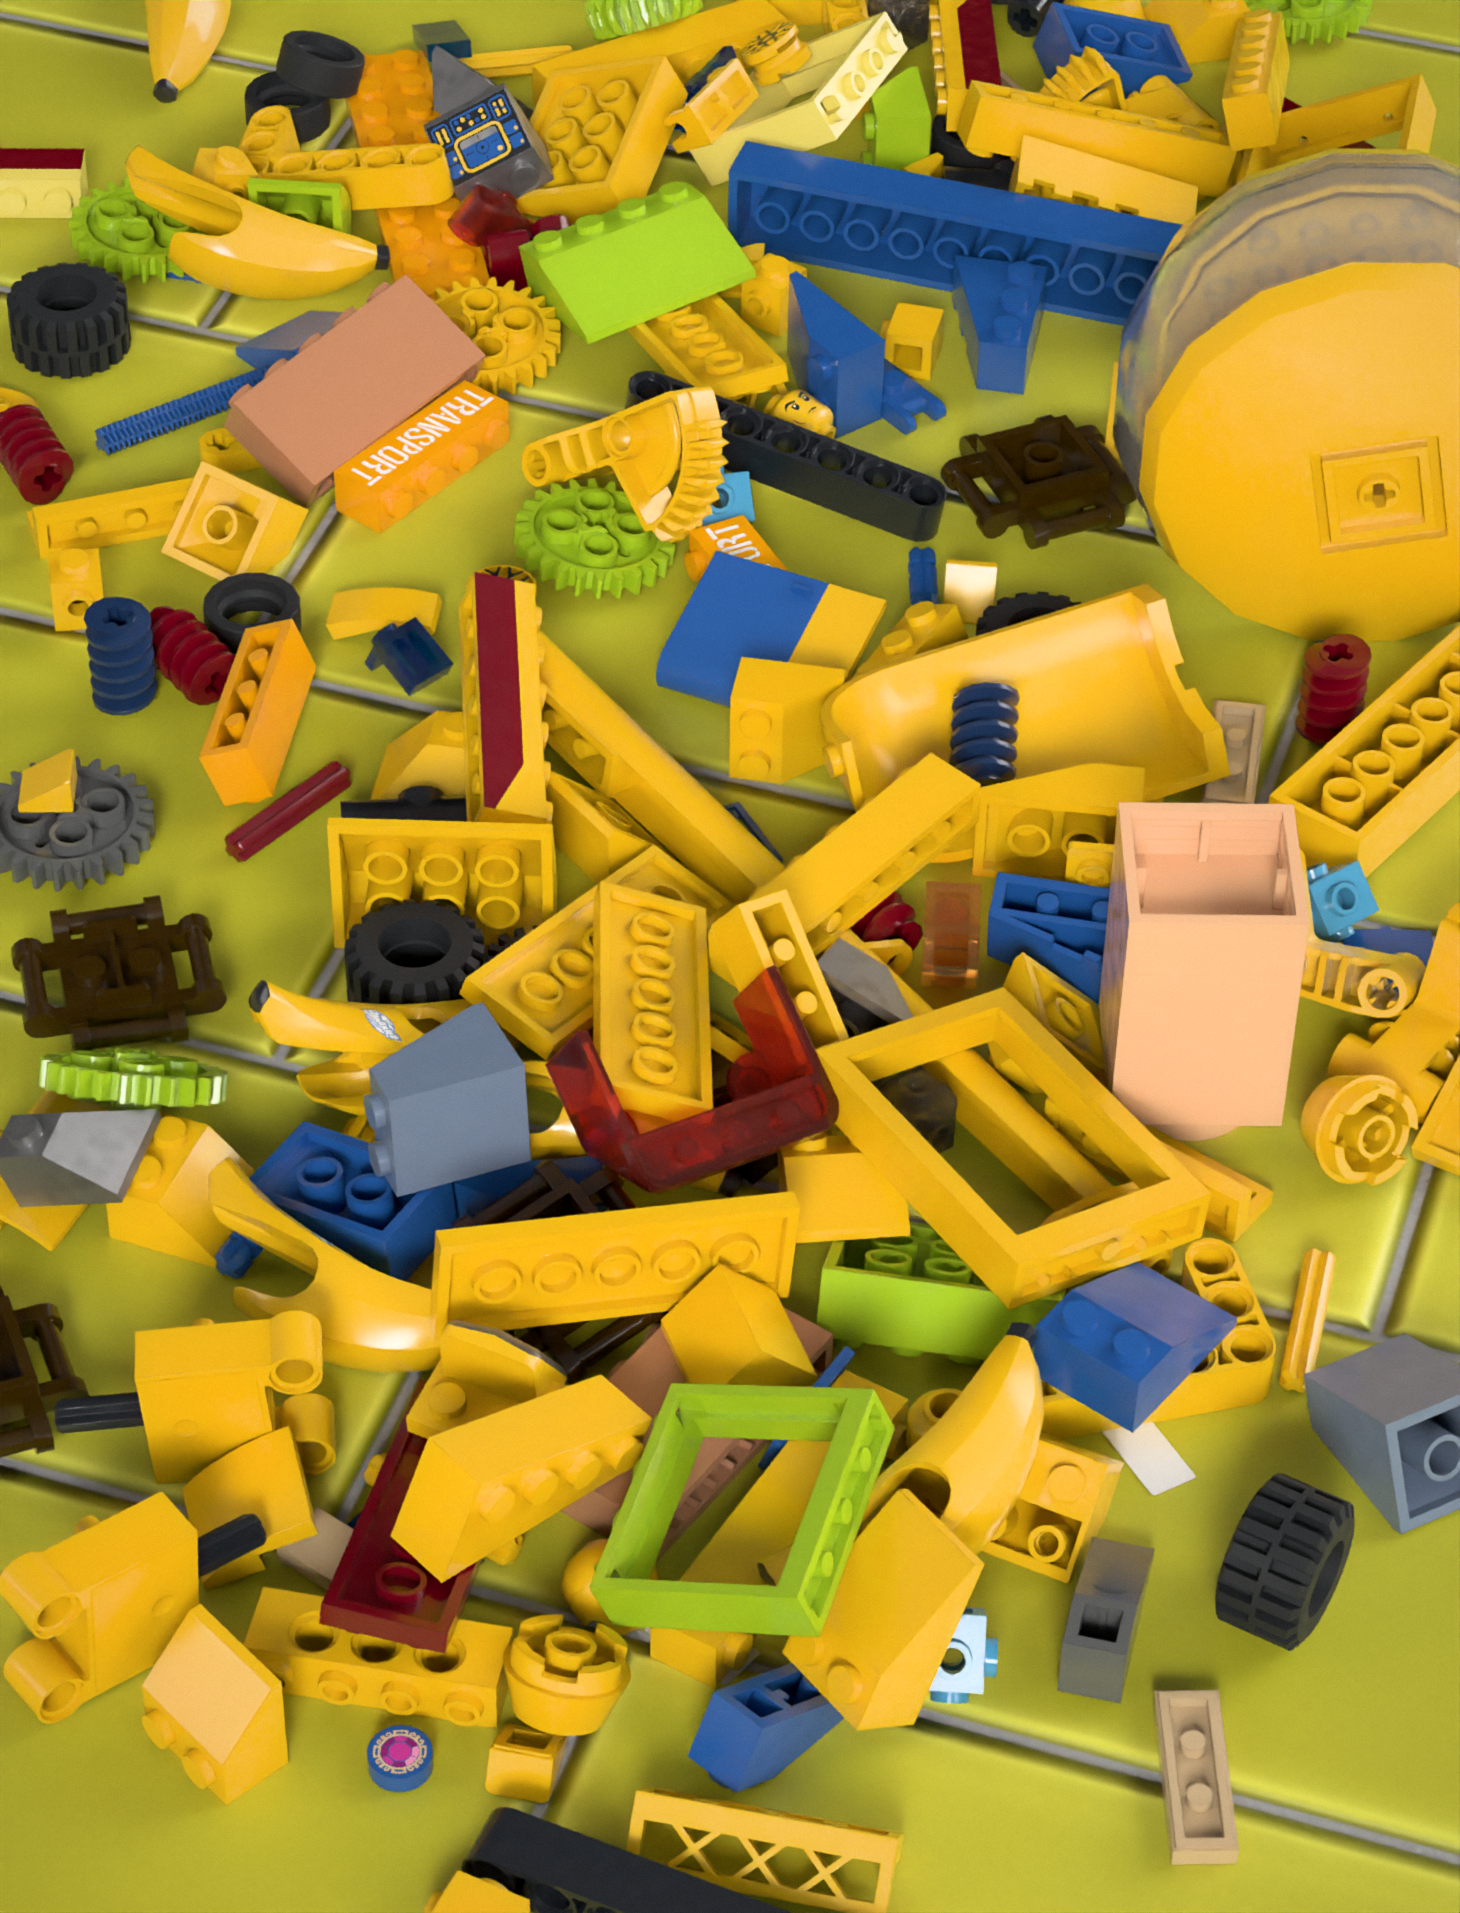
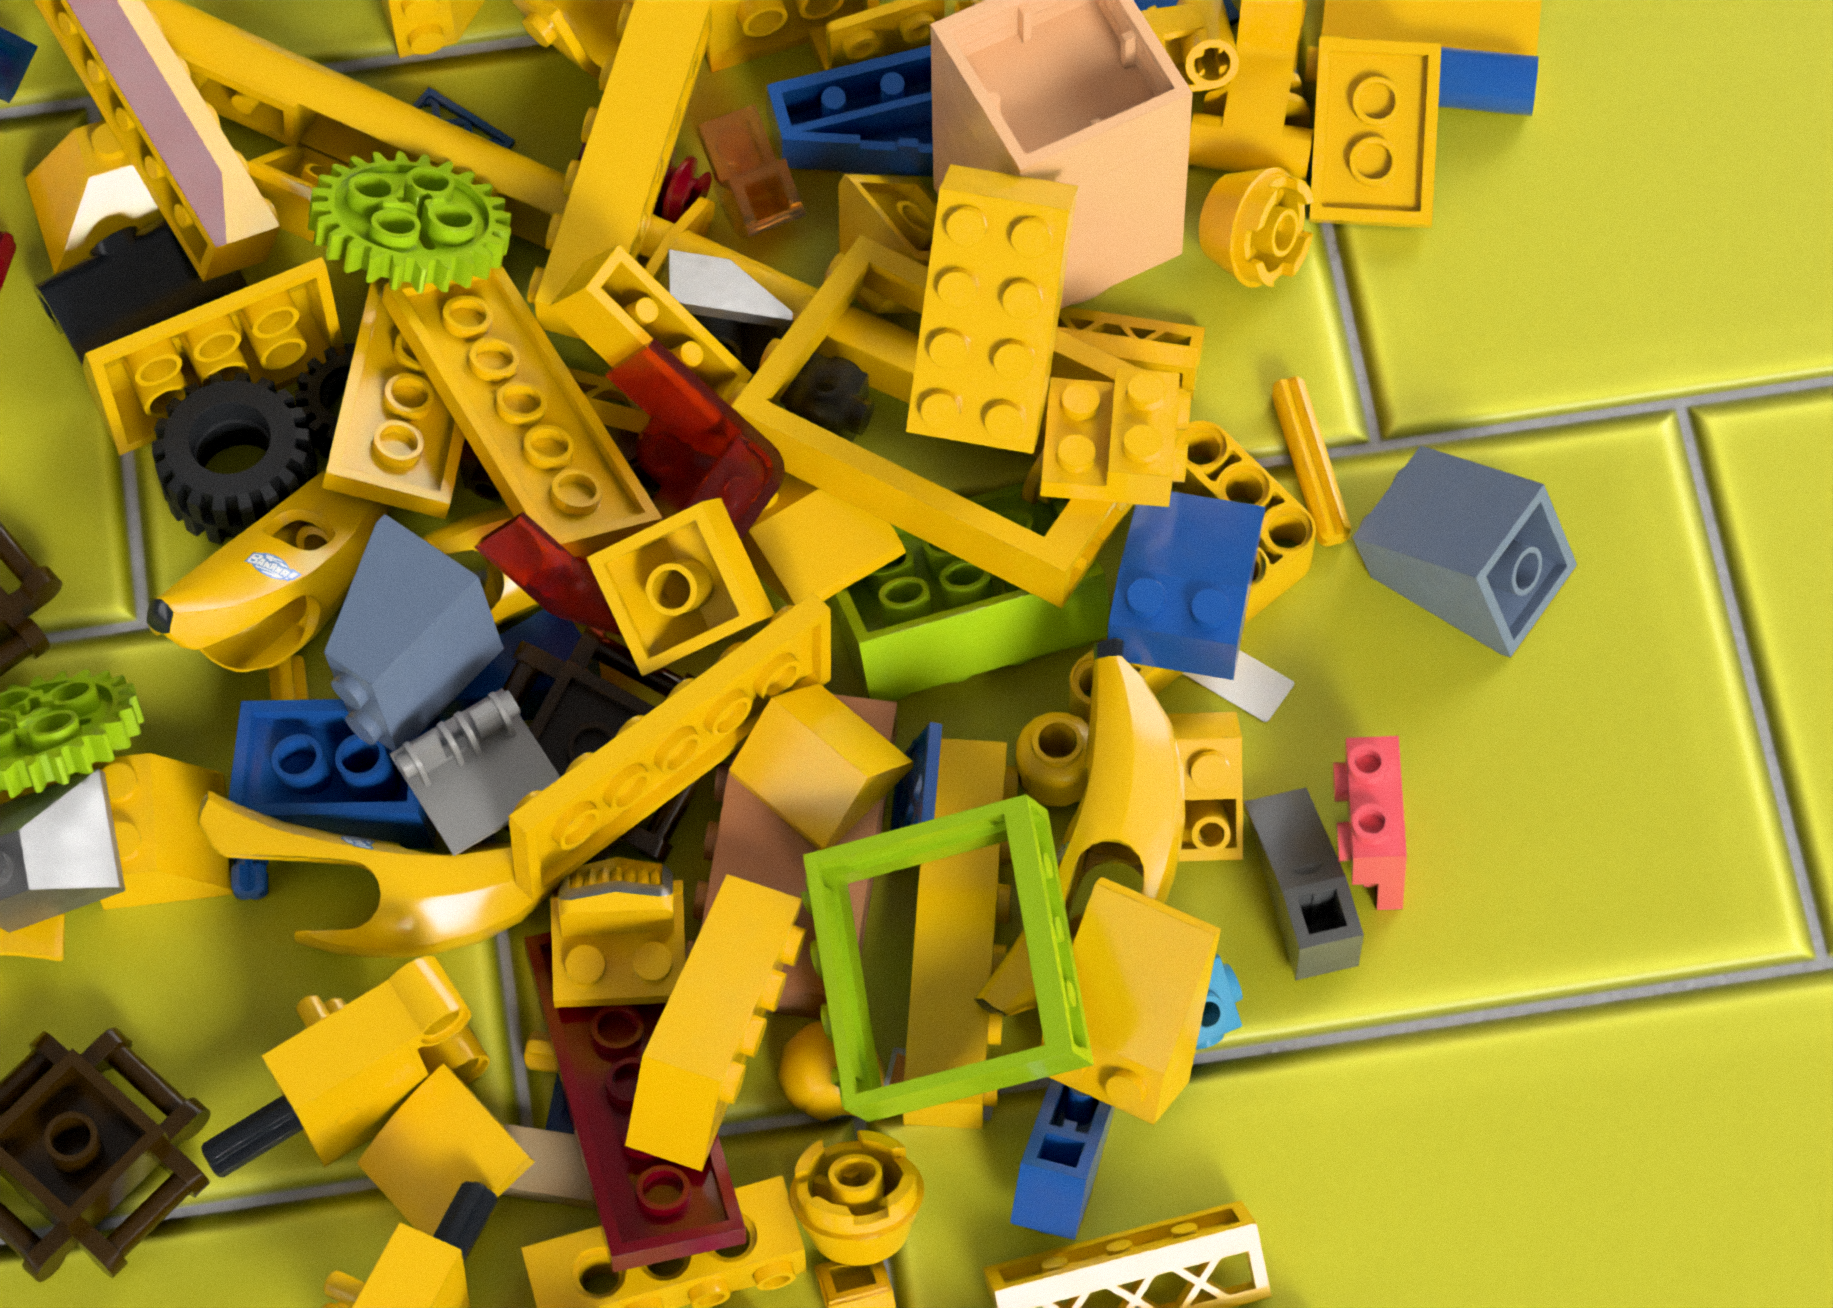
camera: 25 degrees left, 20 degrees up
(422, 1208) = (475, 769): none -> light grey hinge
(616, 834) = (409, 222): none -> lime gear
(688, 1140) = (680, 586): none -> yellow slope
(1057, 1032) = (991, 308): none -> yellow brick
(1122, 1190) = (1116, 438): none -> yellow plate
(1184, 1580) = (1375, 825): none -> coral plate
(1195, 1777) = (1463, 1009): tan tile -> none
(1284, 1561) = (1449, 758): black tyre -> none

